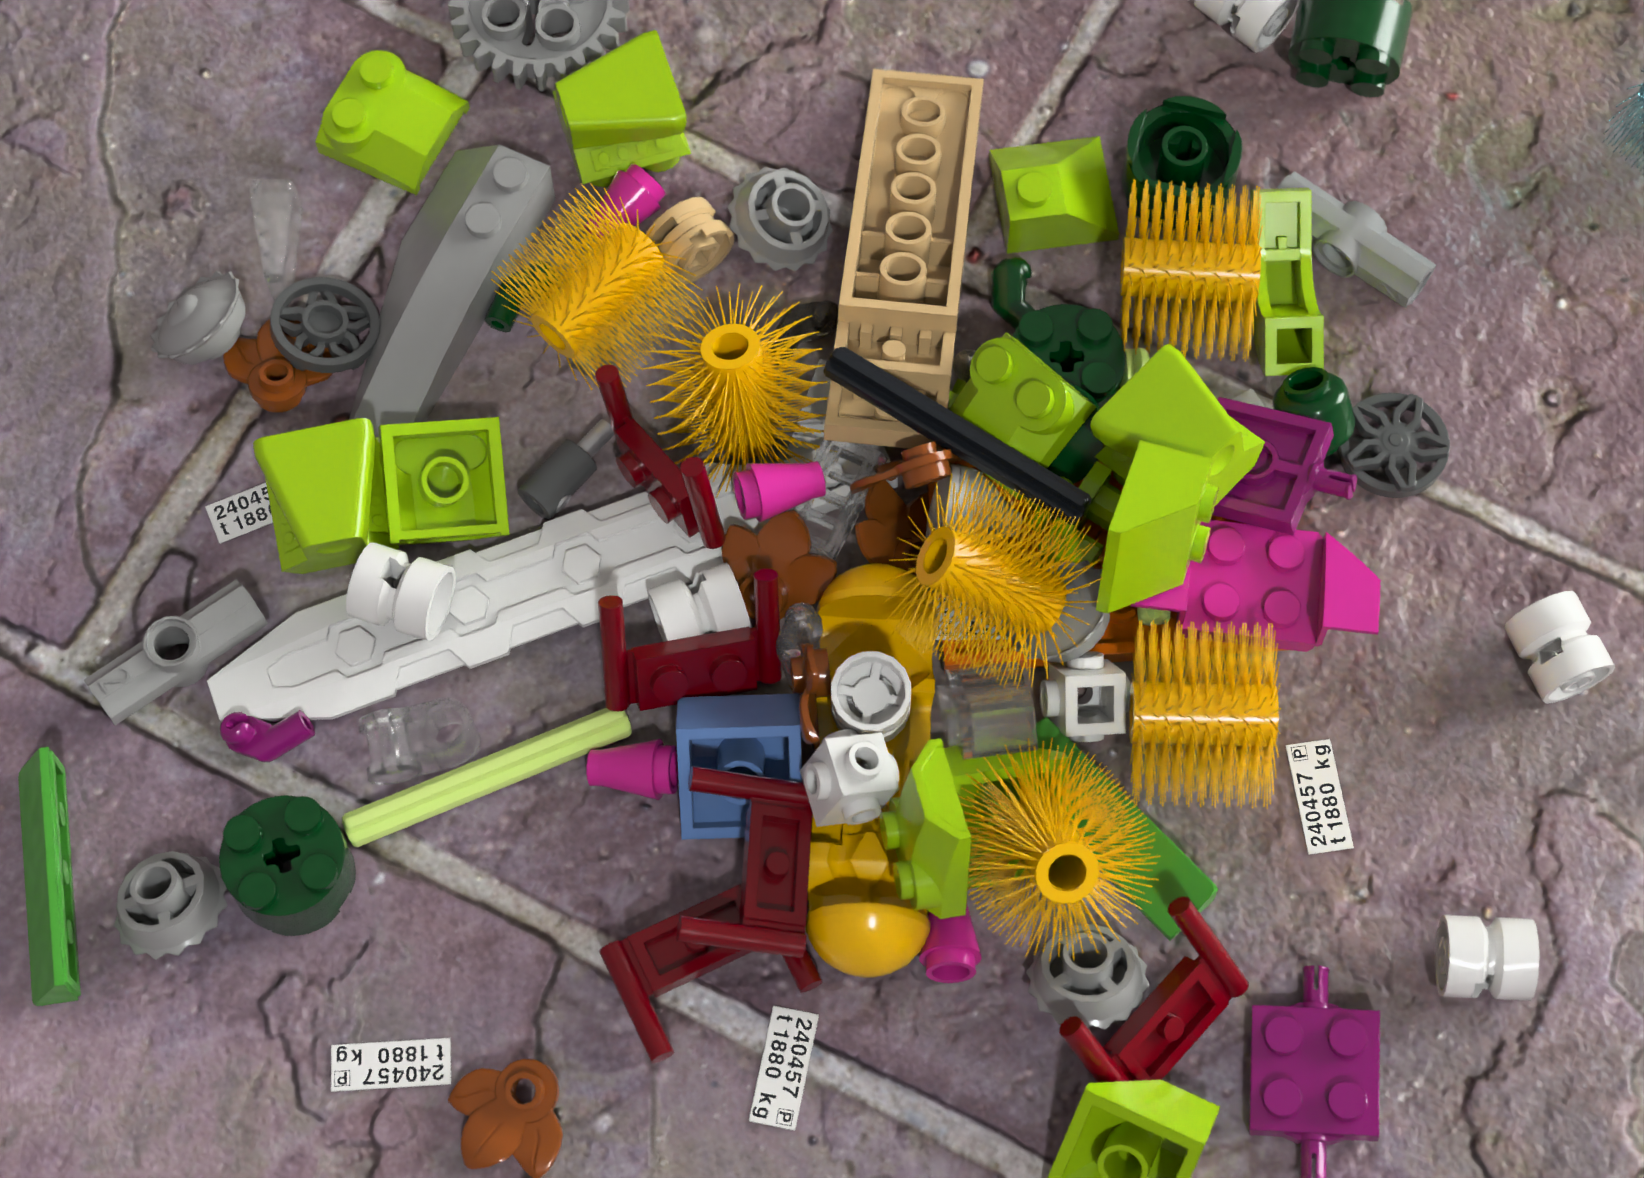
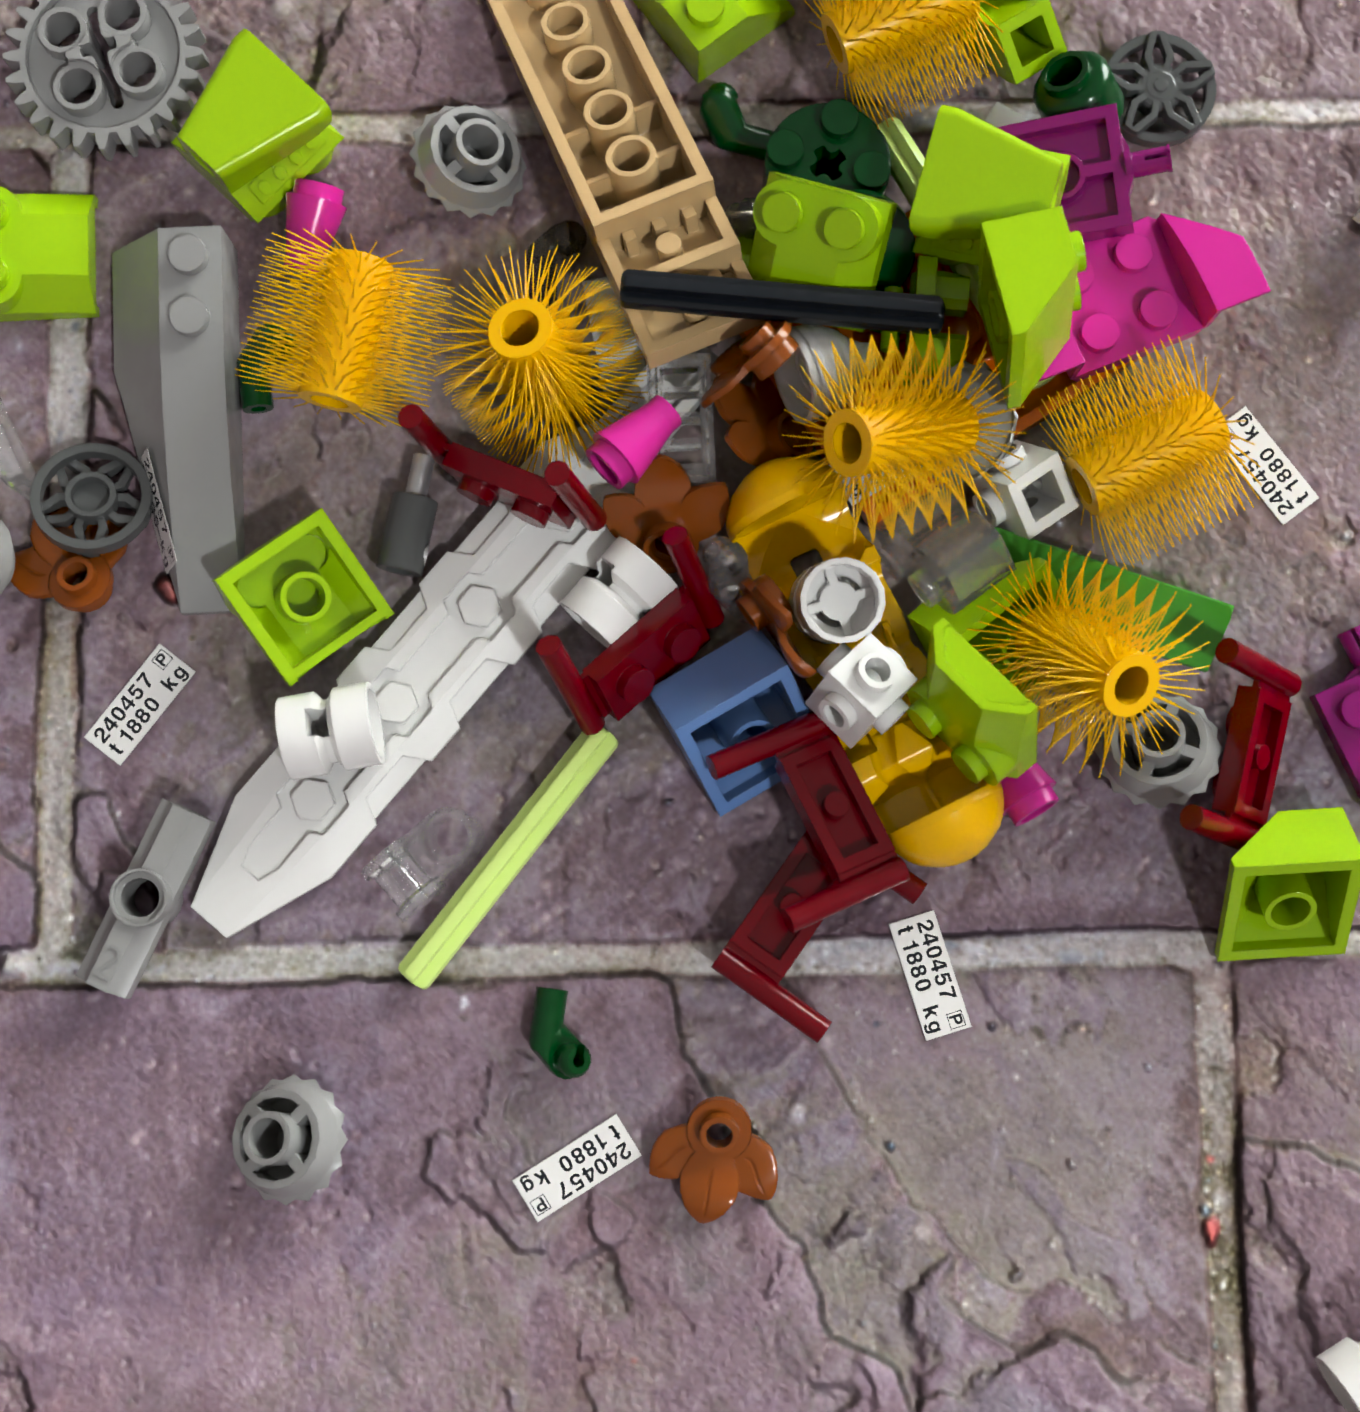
camera: 30 degrees left, 15 degrees up
(48, 880) = (159, 1175): bright green slope -> none
(264, 740) = (279, 934): magenta arm -> none
(265, 838) = (339, 1046): dark green brick -> none
(324, 494) = (199, 672): lime piece -> none
(357, 399) = (169, 558): none -> white sticker
(432, 941) = (552, 1039): none -> dark green arm
(636, 768) = (645, 775): dark pink cone -> none
(693, 237) = (398, 224): tan wheel -> none

